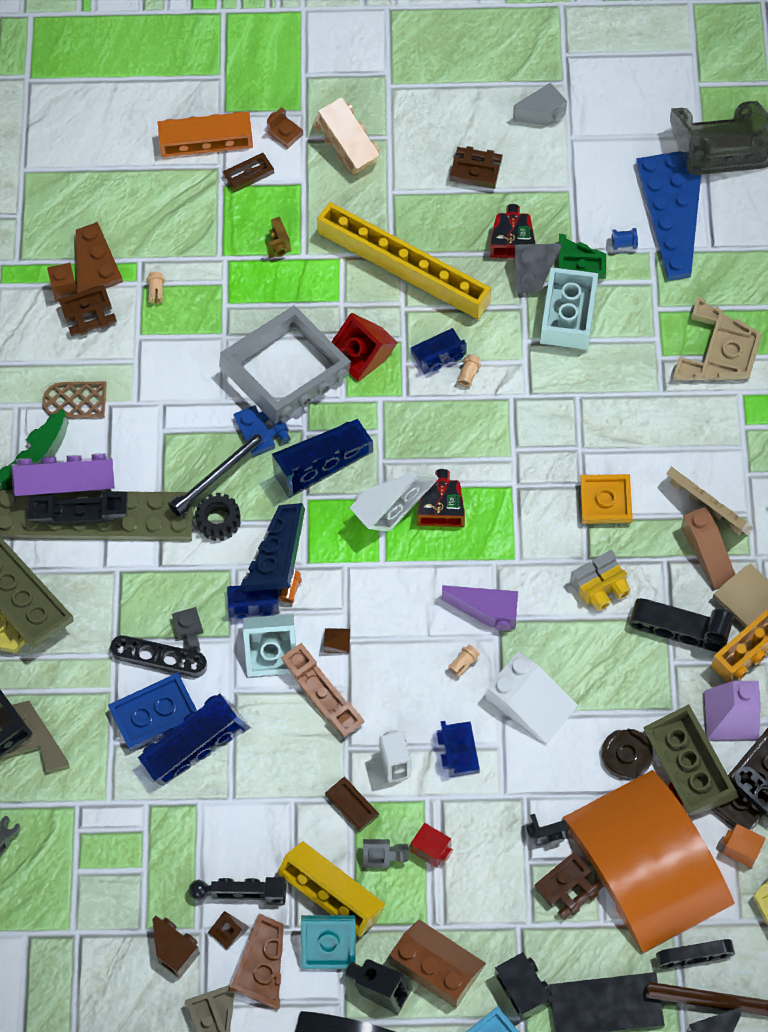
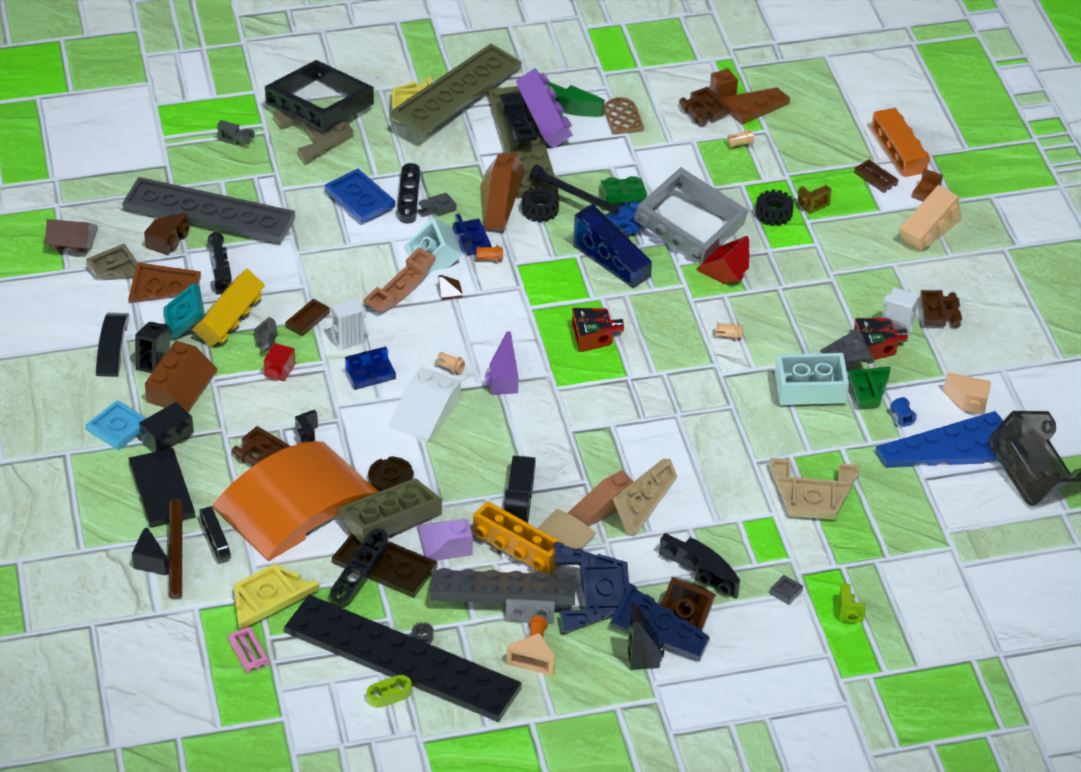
camera: 75 degrees right, 20 degrees down
(136, 893) = (210, 209): none -> dark grey plate
(184, 555) = (500, 190): none -> dark orange wedge
(192, 739) = (341, 217): clear blue wedge -> none
(218, 424) = (623, 190): none -> green plate
(228, 929) = (189, 262): reddish brown slope -> none
(277, 552) = (519, 237): dark blue wing -> none
(278, 269) = (783, 207): none -> black tyre
(389, 502) = (574, 284): white slope -> none
(404, 260) = (819, 271): yellow brick -> none
(439, 351) = (742, 310): clear blue bracket -> none
(490, 200) = (901, 309): none -> white brick
(541, 107) = (1023, 340): light grey slope -> none
(600, 578) = (549, 435): yellow hips -> none
(606, 498) = (630, 431): light orange plate -> none
(610, 173) = (968, 392): none -> light nougat slope
(743, 845) = (318, 554): orange brick -> none

